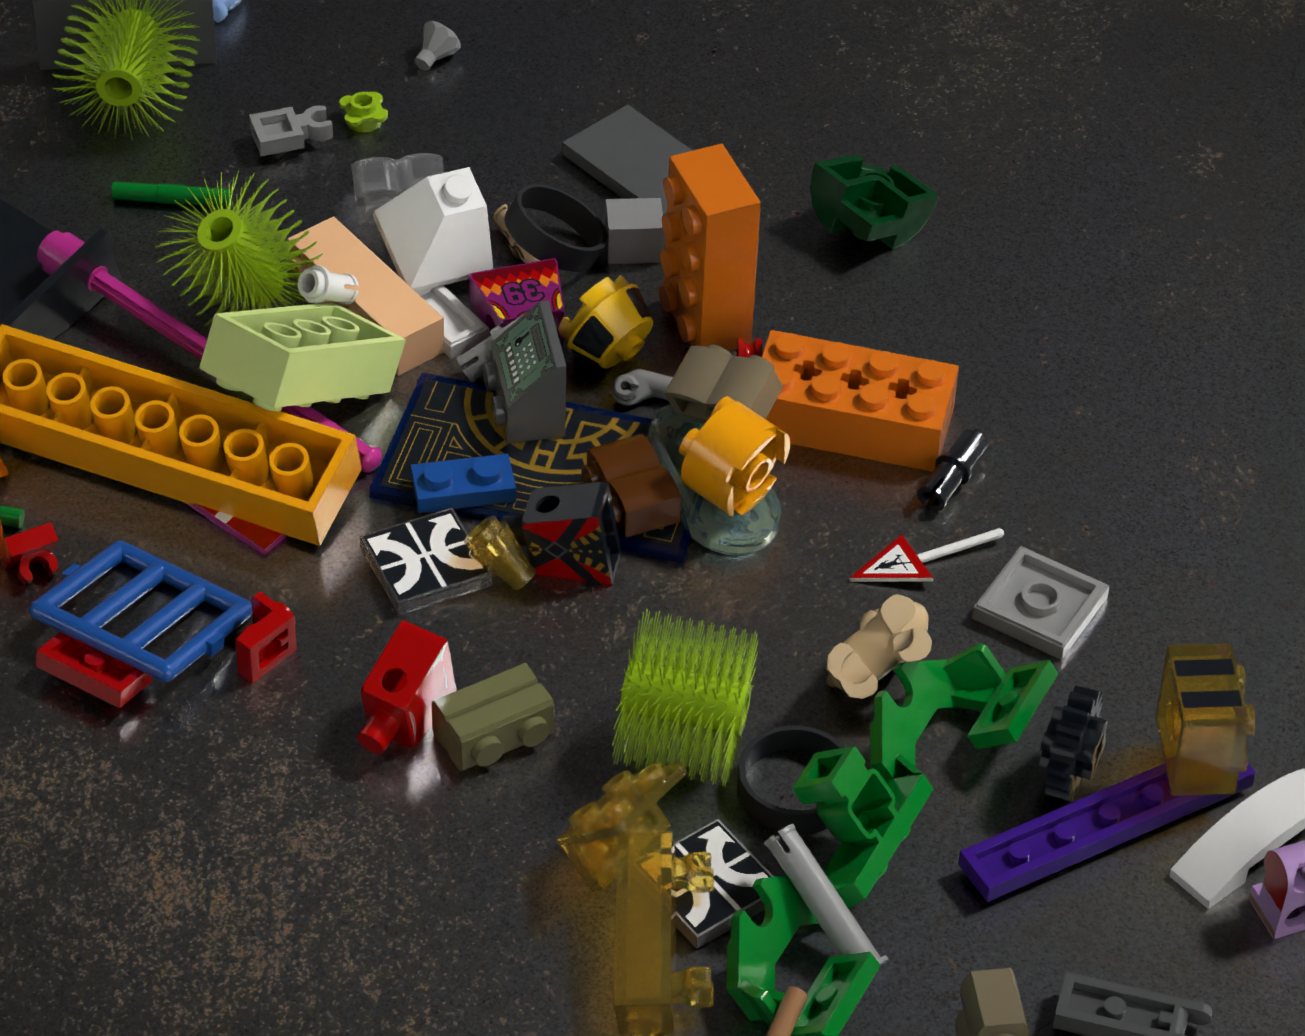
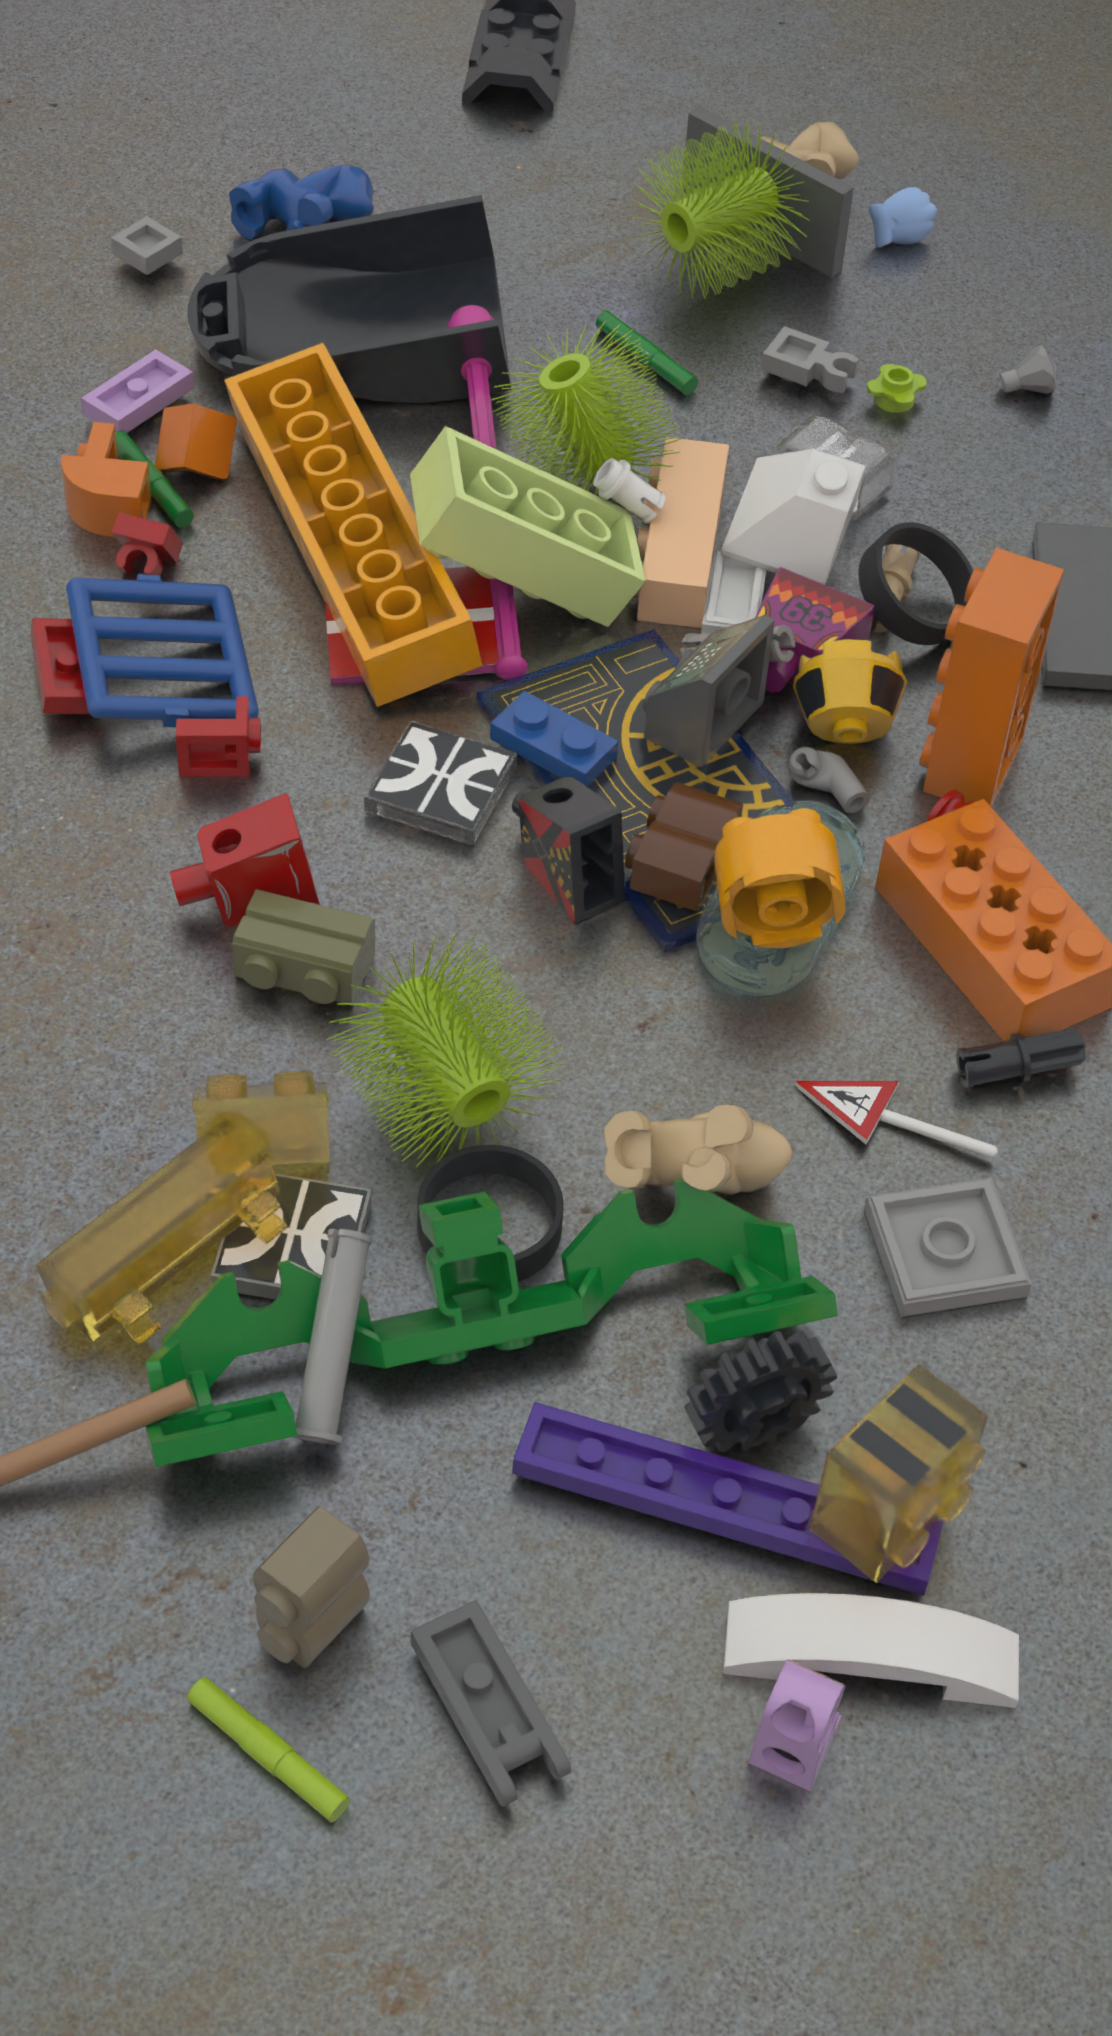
camera: 45 degrees right, 5 degrees up
(498, 550) = (492, 814): clear yellow cone -> none
(713, 373) = (859, 812): dark tan brick -> none

